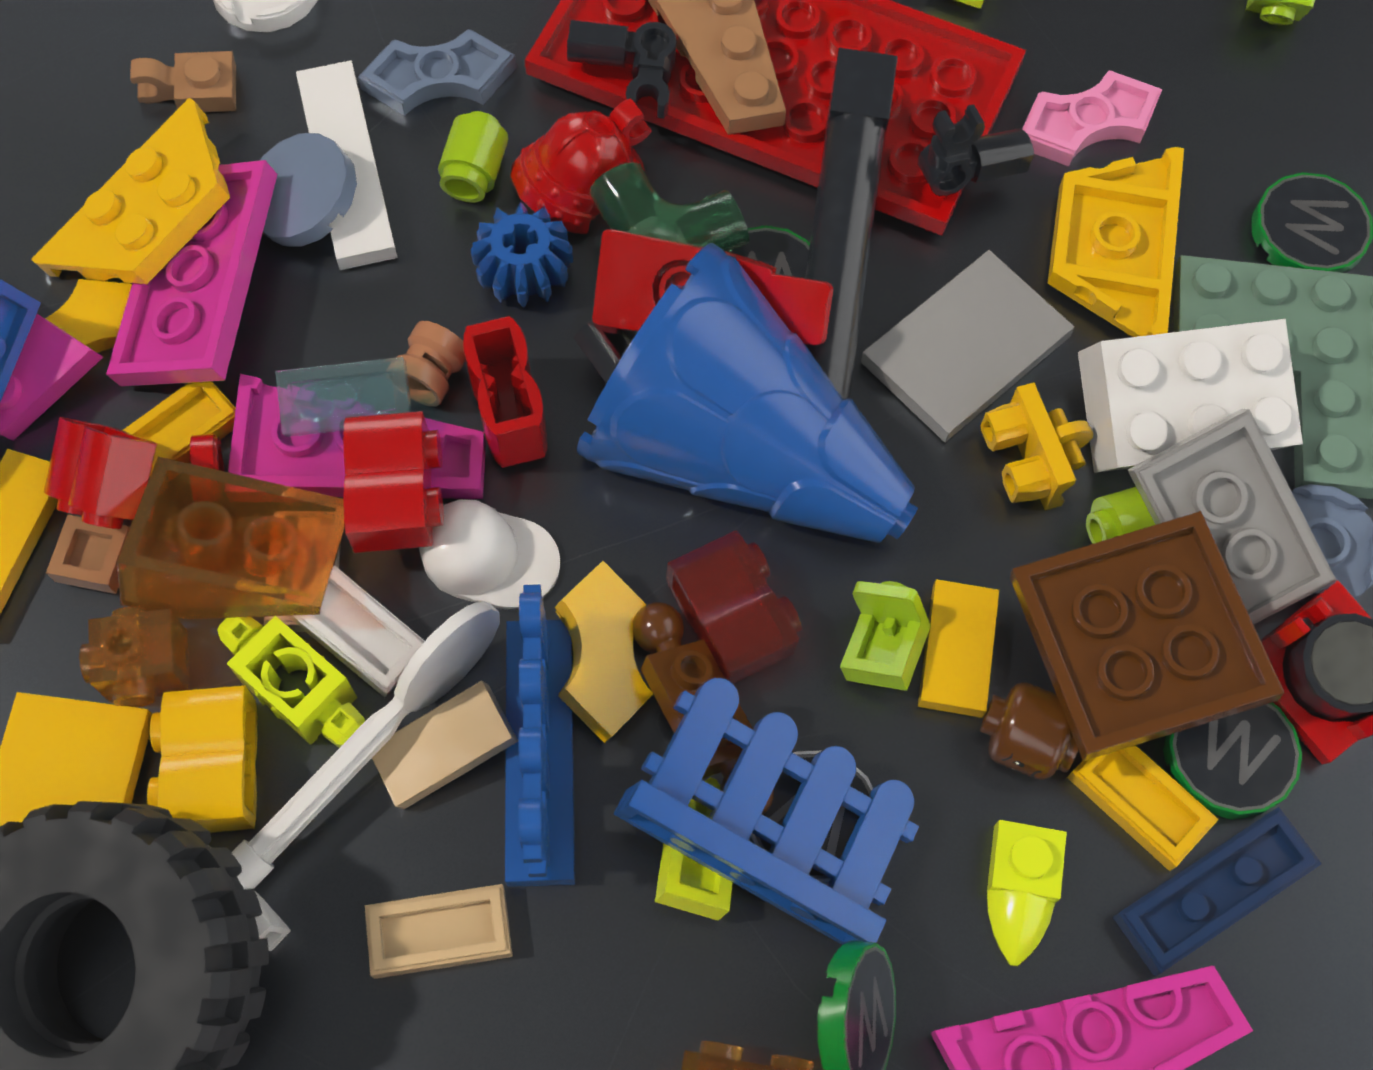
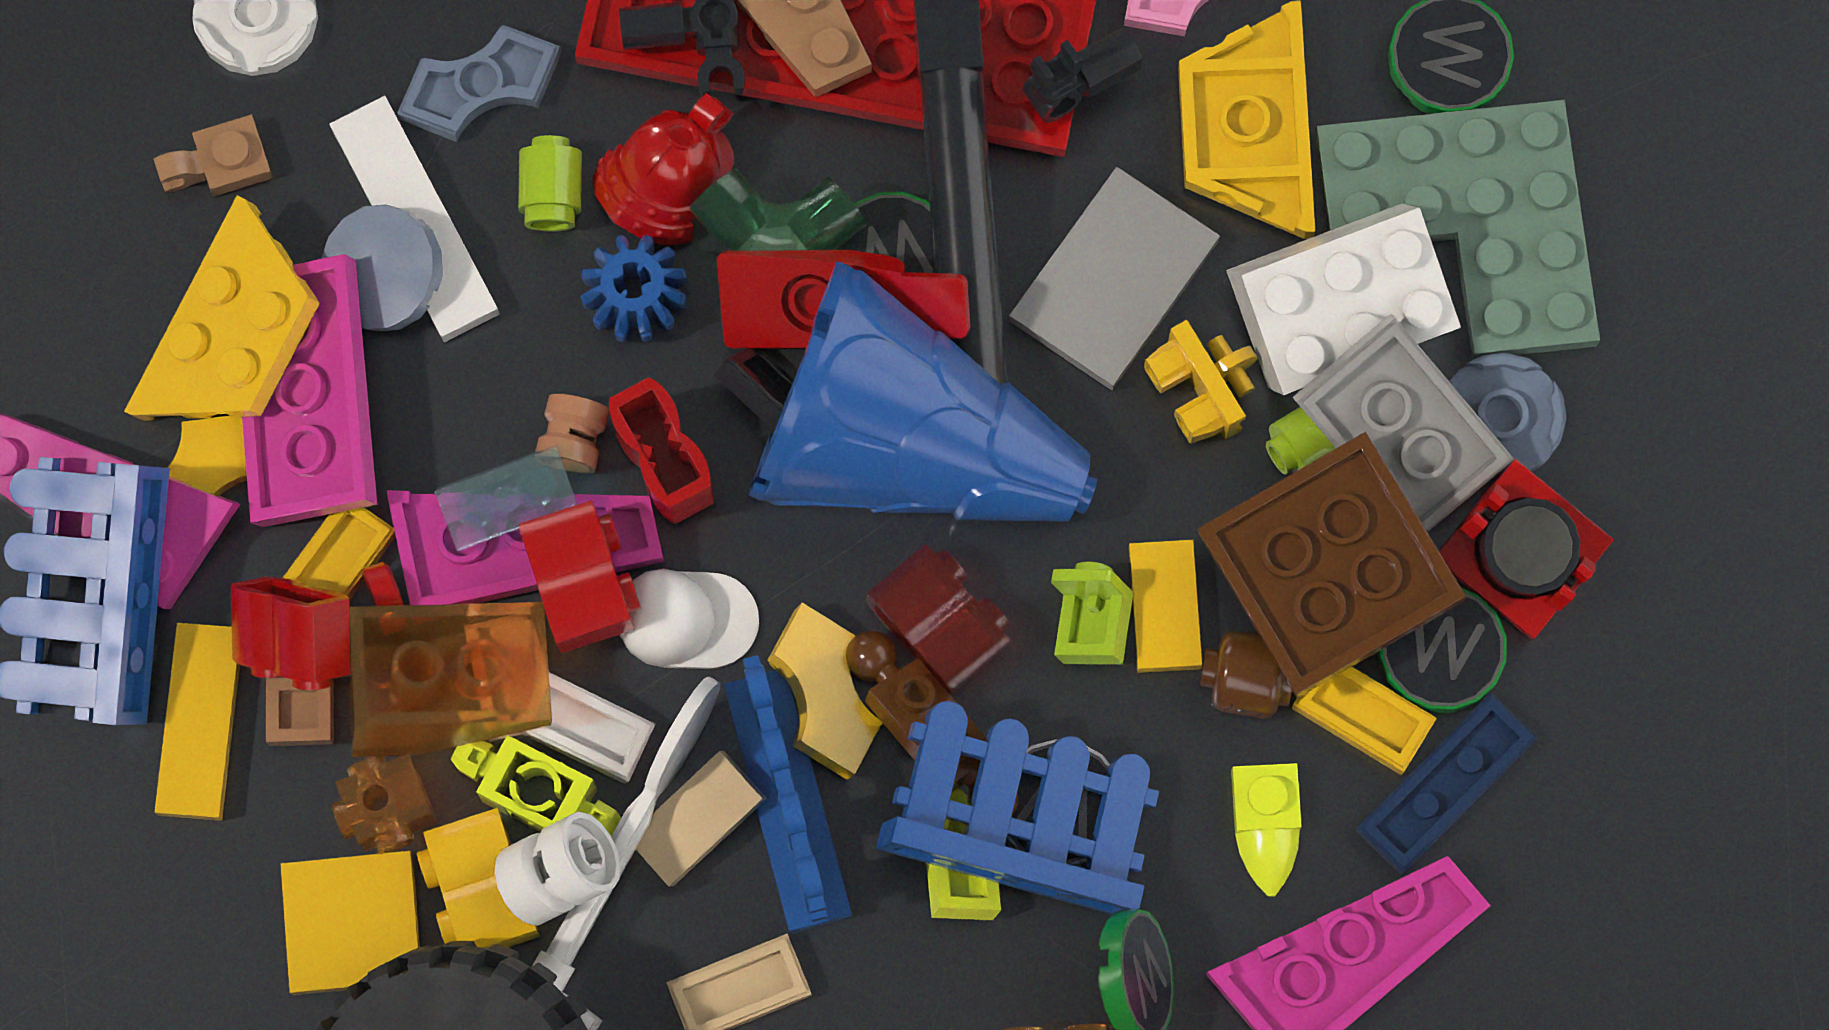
camera: 10 degrees left, 10 degrees up
(278, 756) = (557, 868): none -> white wheel

